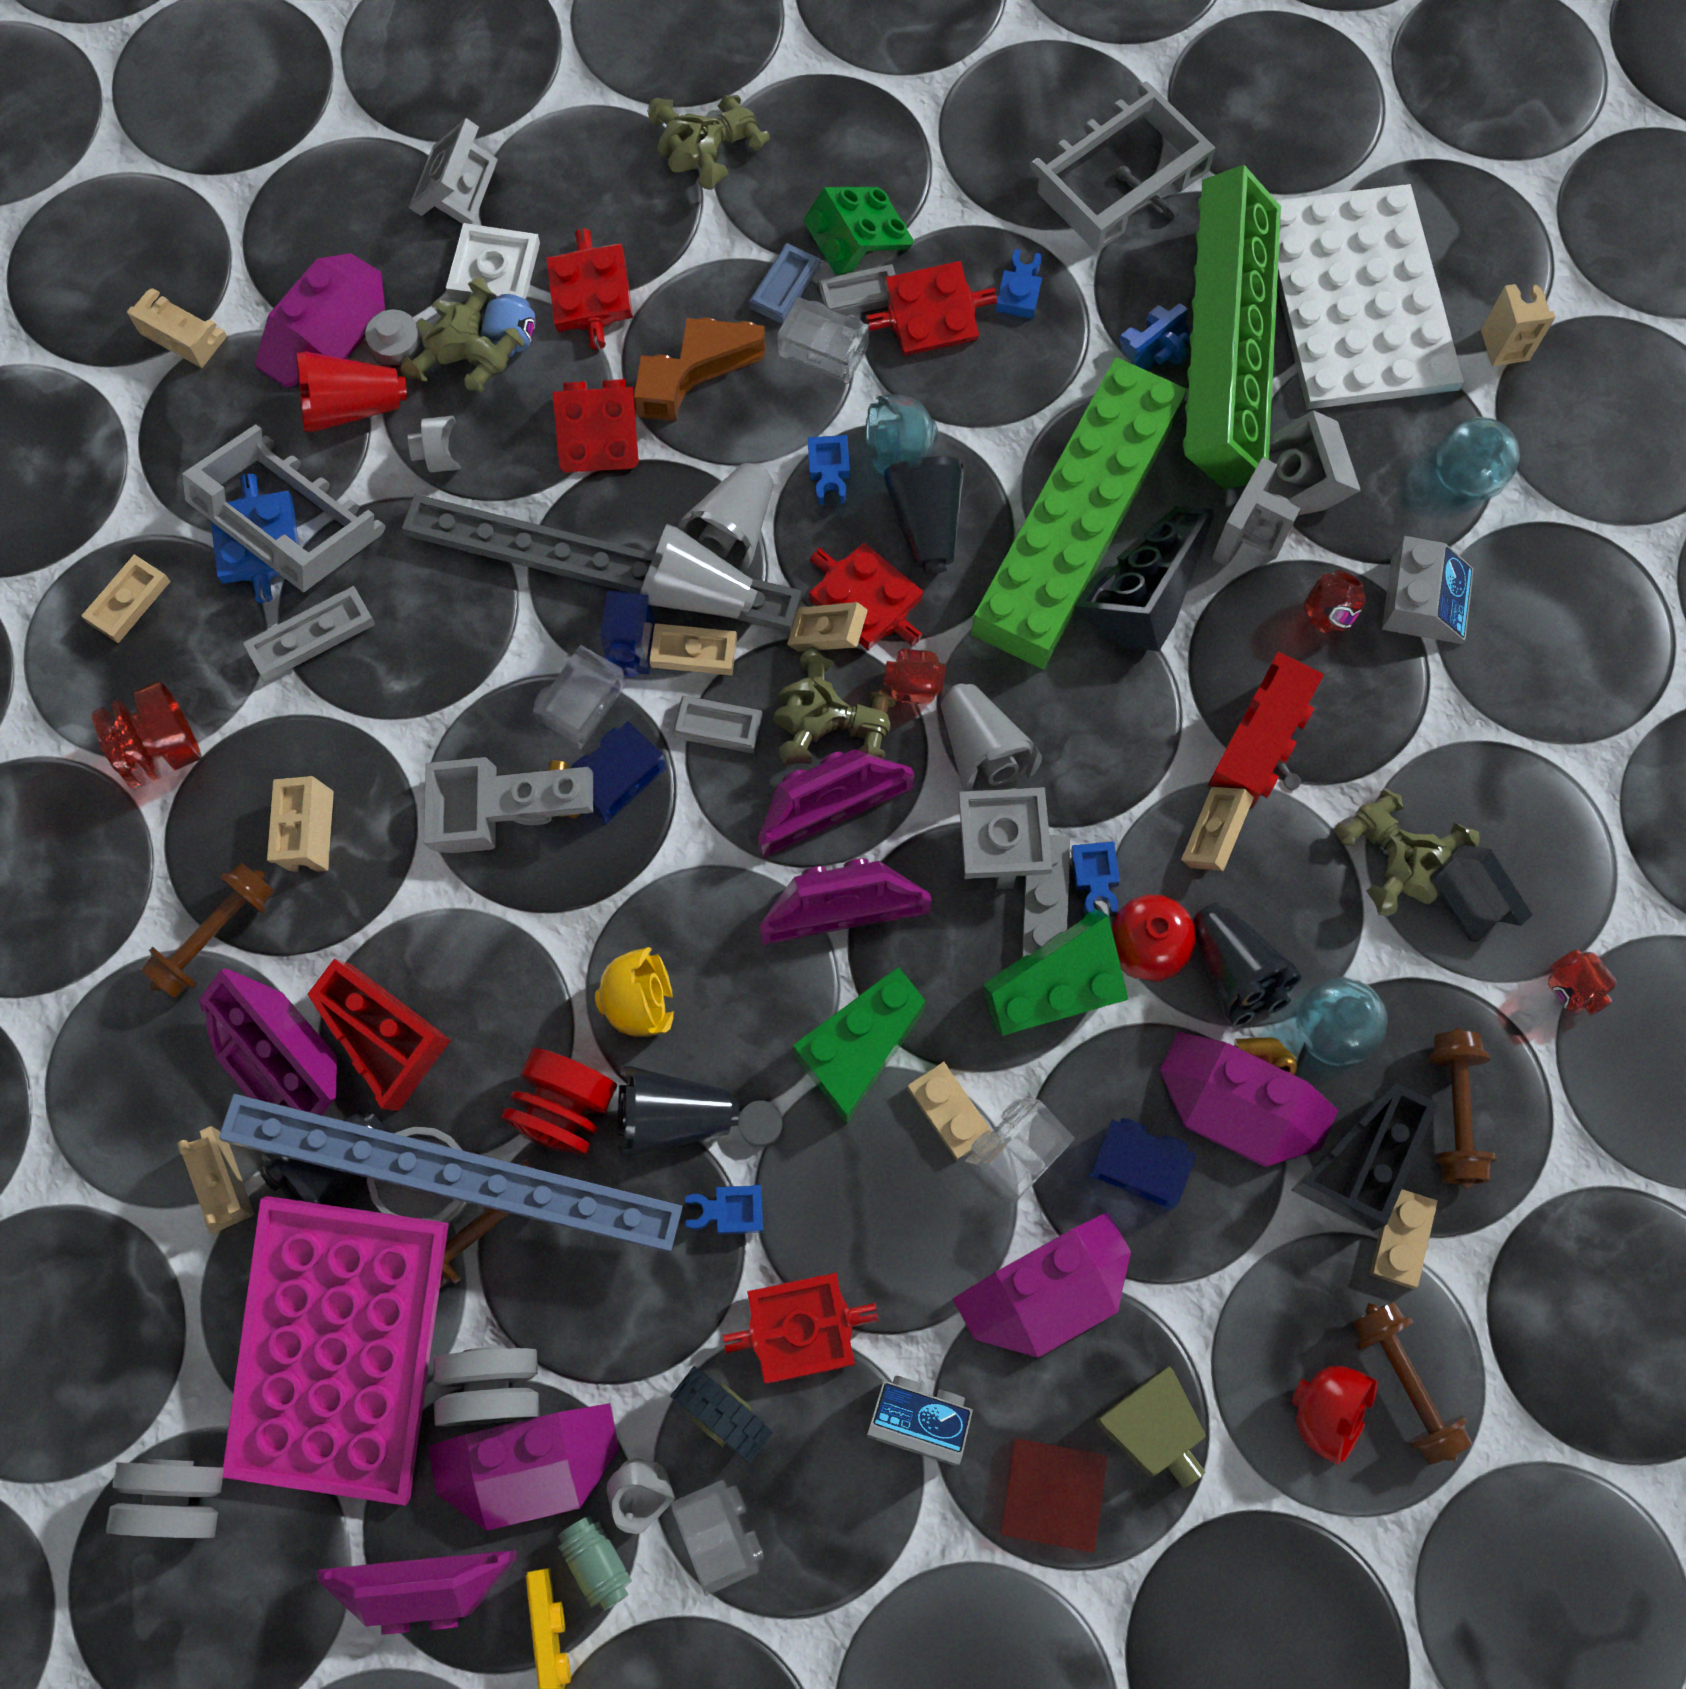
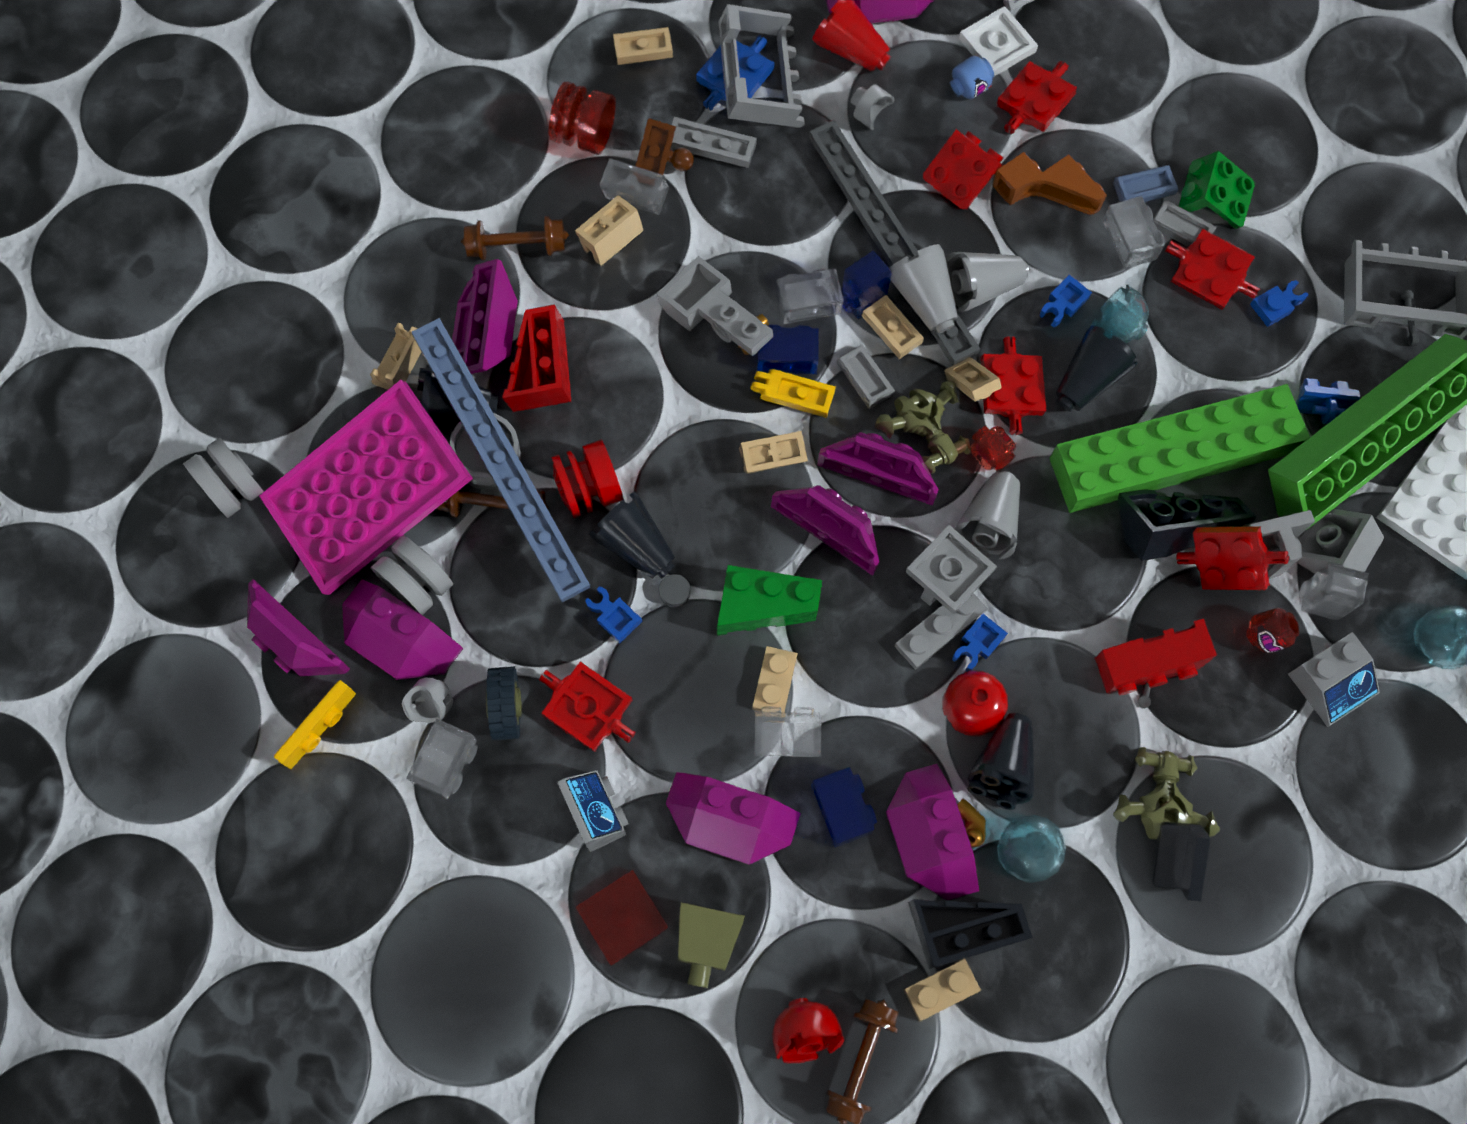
camera: 45 degrees right, 0 degrees up
(265, 697) = (656, 149): none -> reddish brown plate
(280, 754) = (635, 185): none -> clear brick
(393, 336) = (907, 34): light grey piece -> none
(458, 337) = (939, 62): olive piece -> none
(594, 1563) = (375, 711): sand green head -> none
(634, 994) = (680, 465): yellow cylinder -> none
(667, 807) = (794, 391): none -> yellow hinge
(695, 138) = (1175, 66): olive piece -> none
(714, 889) = (773, 452): none -> tan hinge
(1060, 979) = (899, 671): green wedge -> none
(1217, 828) = (1072, 683): tan plate -> none
(1237, 569) = (1232, 558): none -> red plate
(1350, 514) = (1334, 591): none -> clear brick
(1459, 1051) = (1077, 927): reddish brown piece -> none
(1582, 982) = (1190, 965): clear red head -> none

